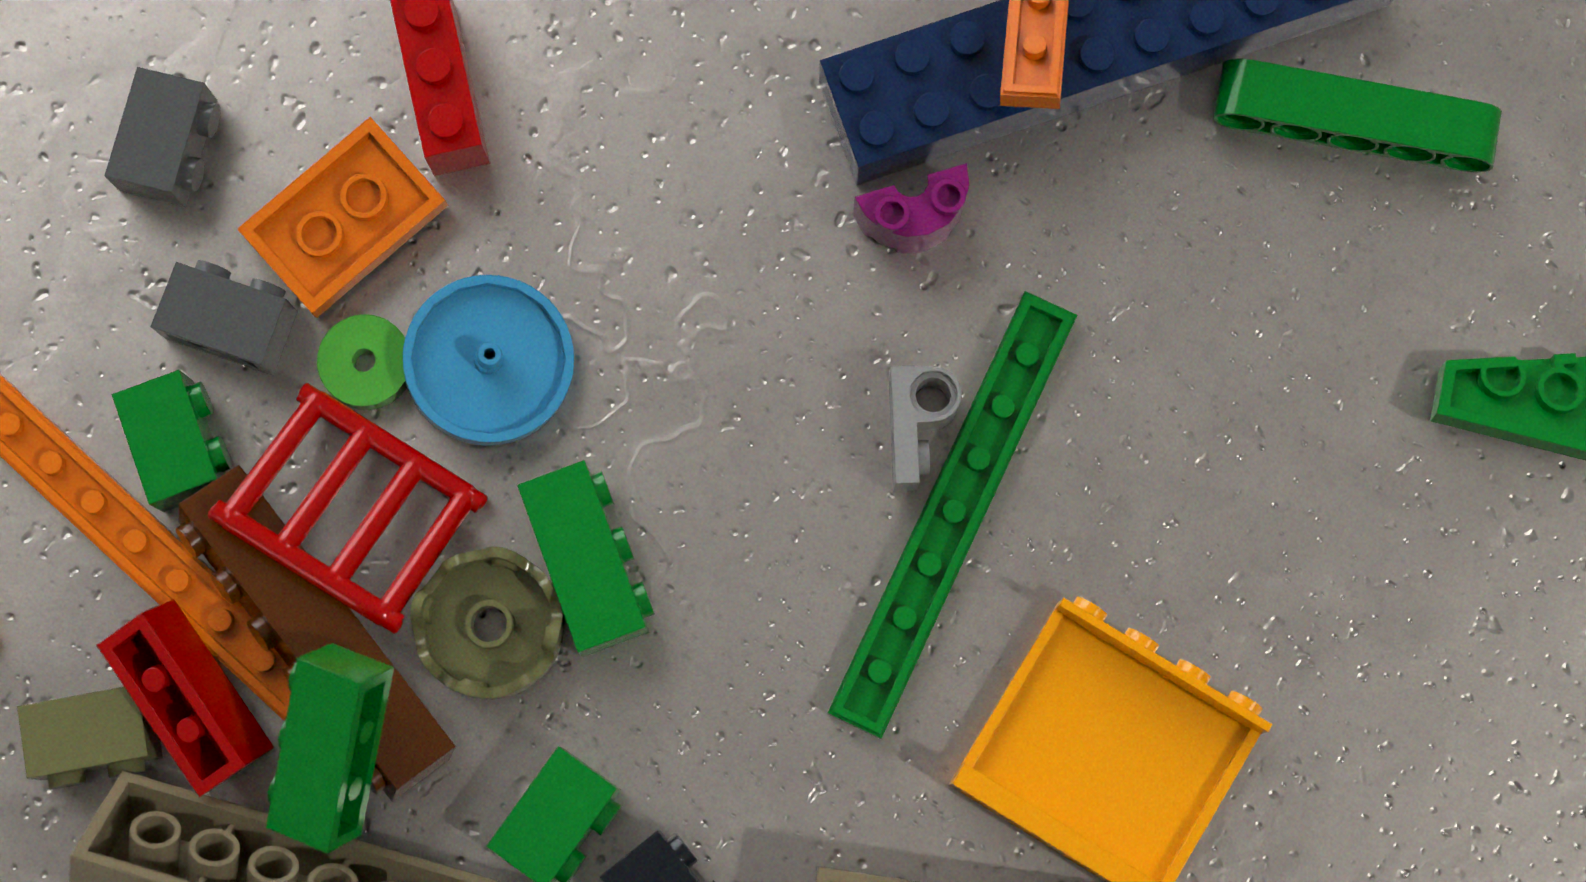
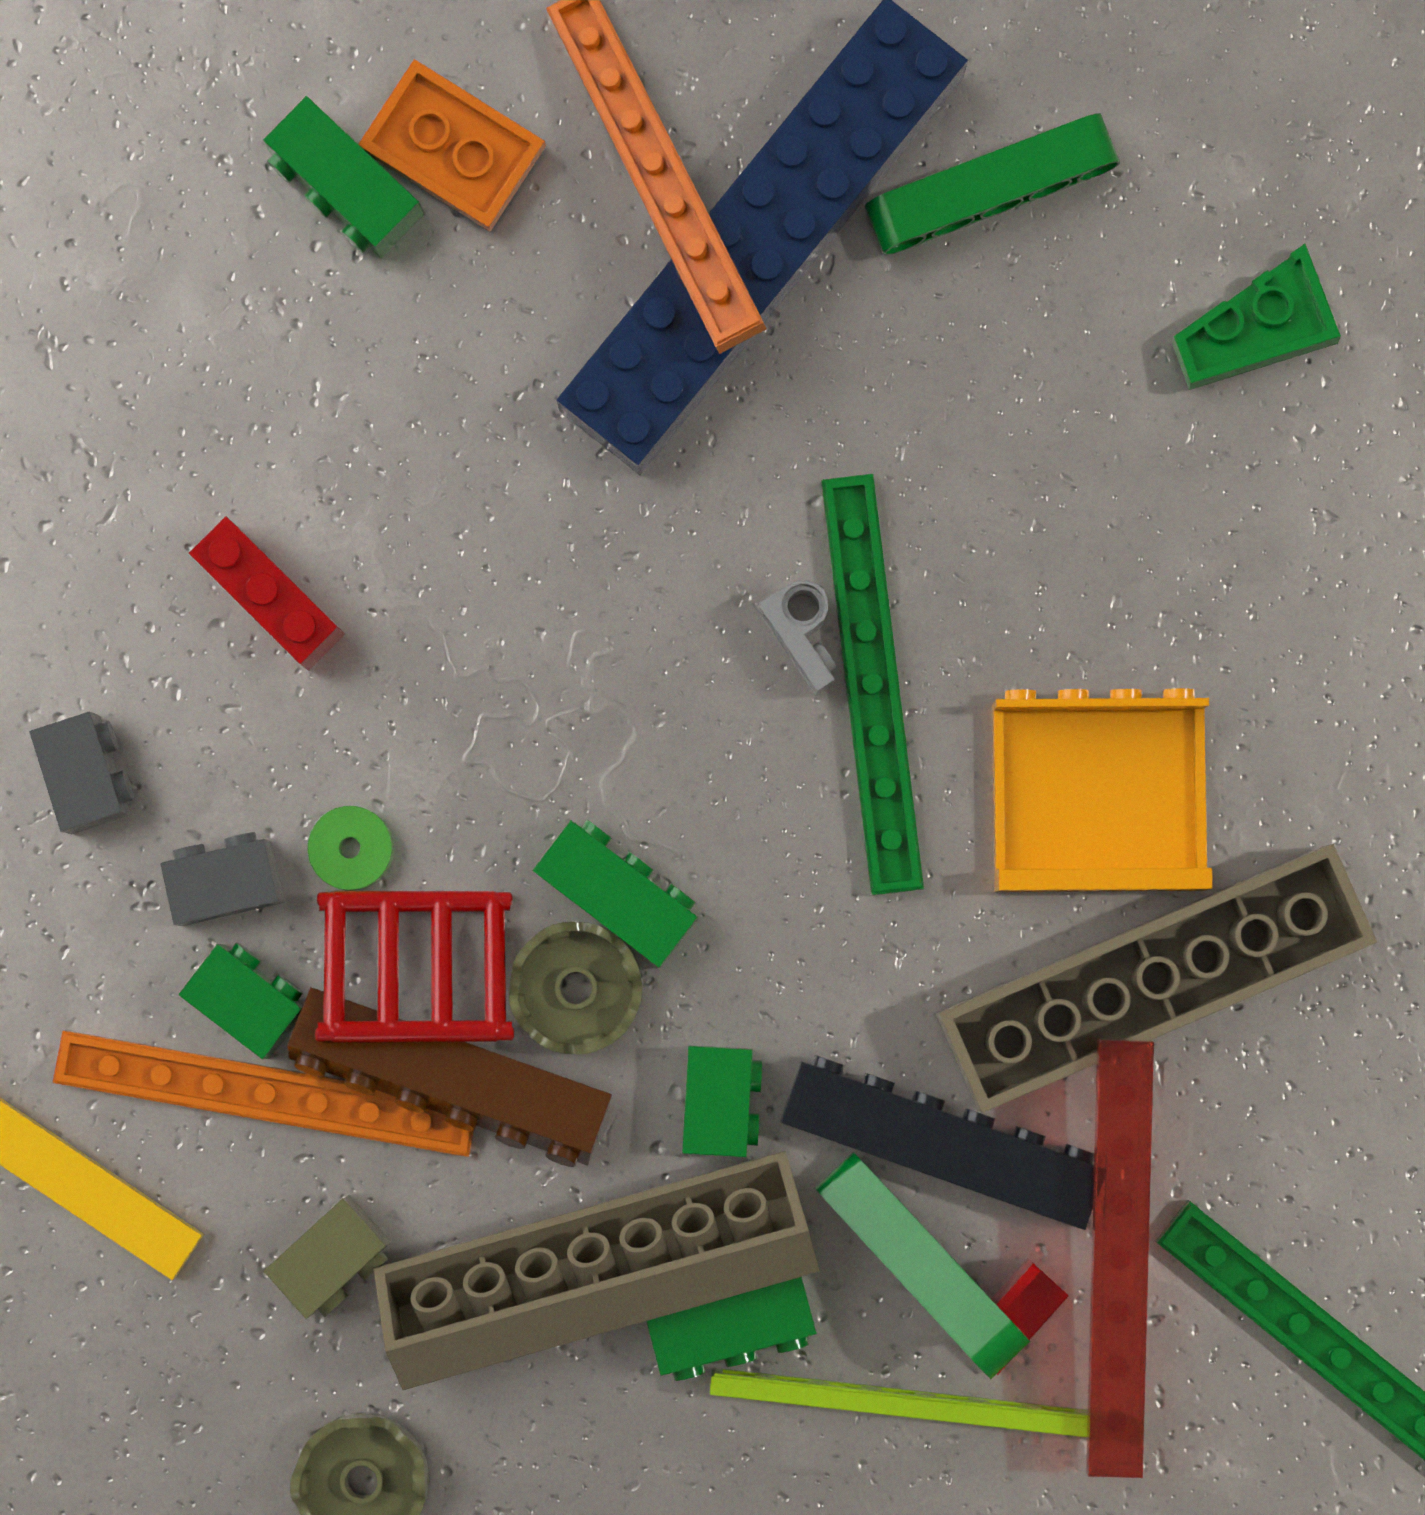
camera: 25 degrees left, 5 degrees up
(185, 696) = (385, 1184): red brick -> none
(328, 747) = (521, 1153): green brick -> none
(343, 217) = (261, 747): orange plate -> none
(488, 360) = (445, 788): dark azure piece -> none
(915, 221) = (705, 479): magenta cylinder -> none

